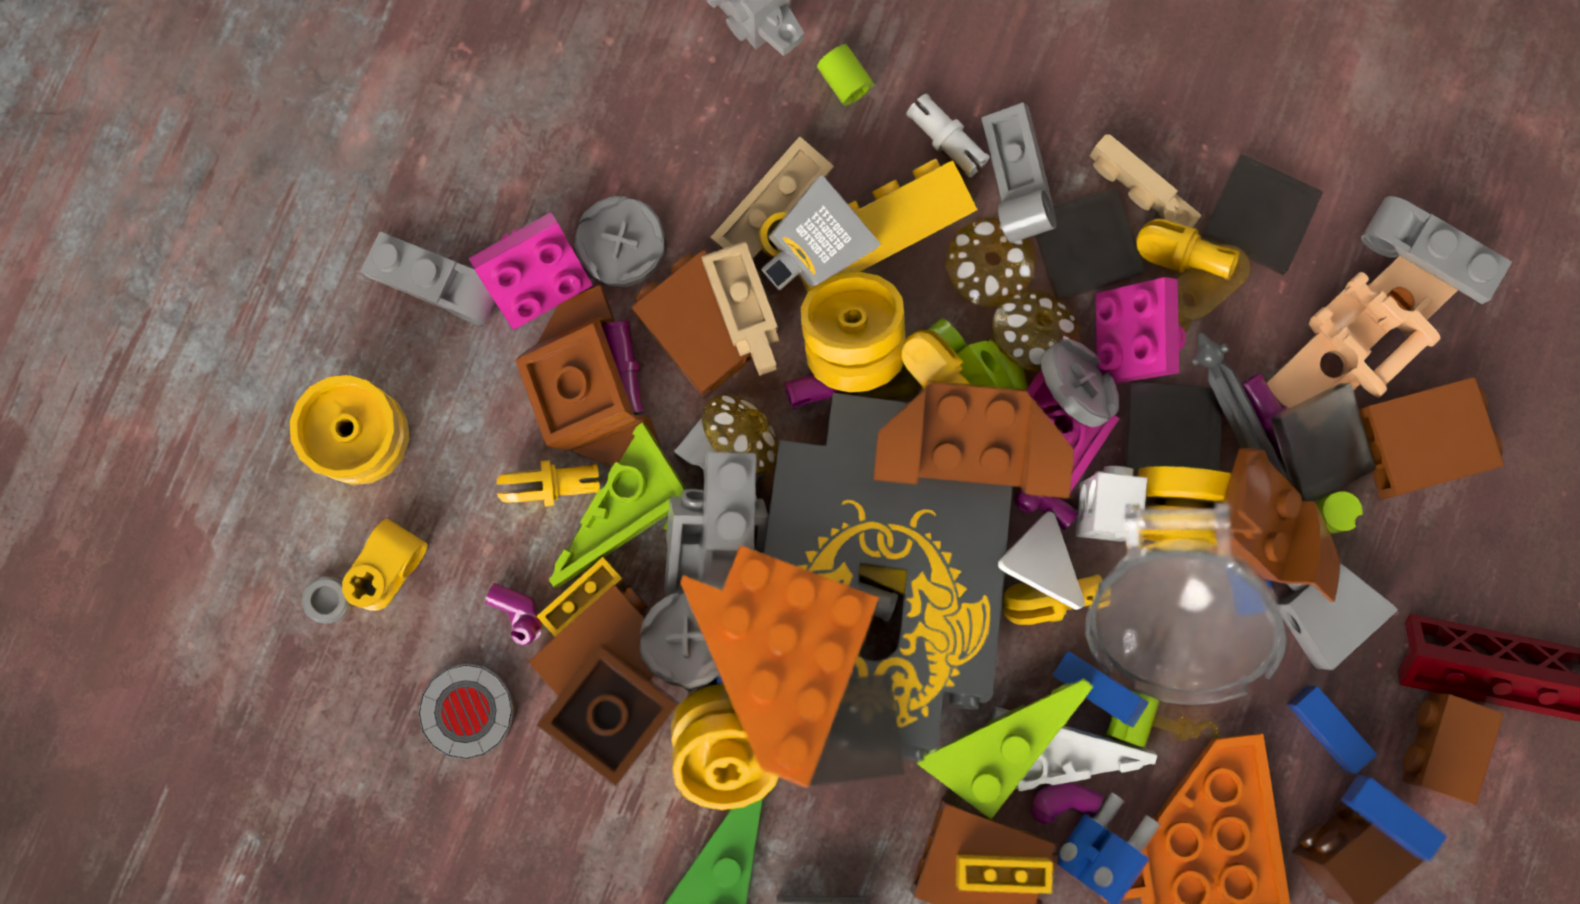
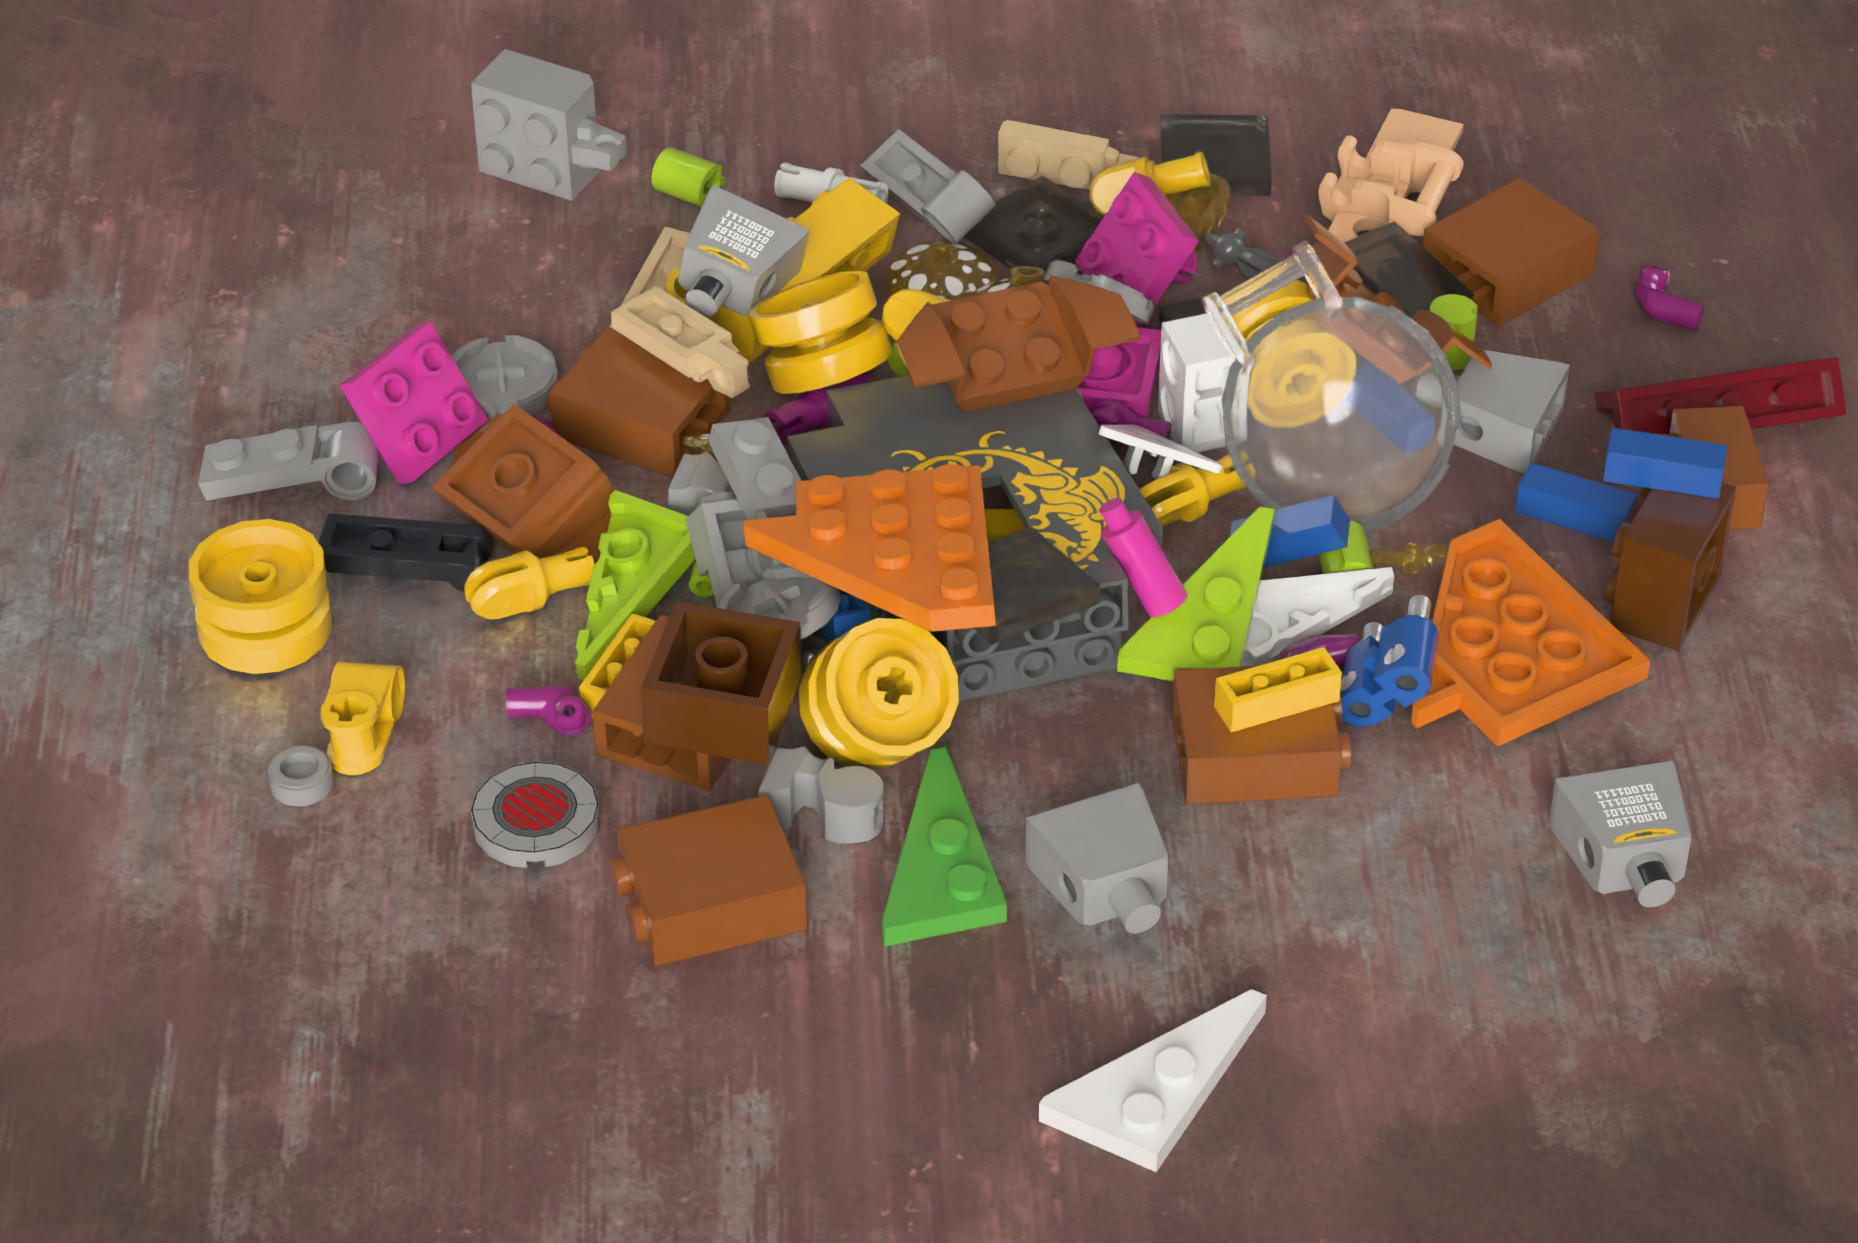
camera: 20 degrees left, 40 degrees down
(474, 406) = (404, 548): none -> black plate
(548, 841) = (709, 880): none -> dark orange brick
(670, 806) = (844, 798): none -> light grey leg
(963, 720) = (1141, 559): none -> dark pink cylinder
(1435, 247) = (1409, 103): light grey plate -> none
(1513, 537) = (1663, 305): none -> magenta arm

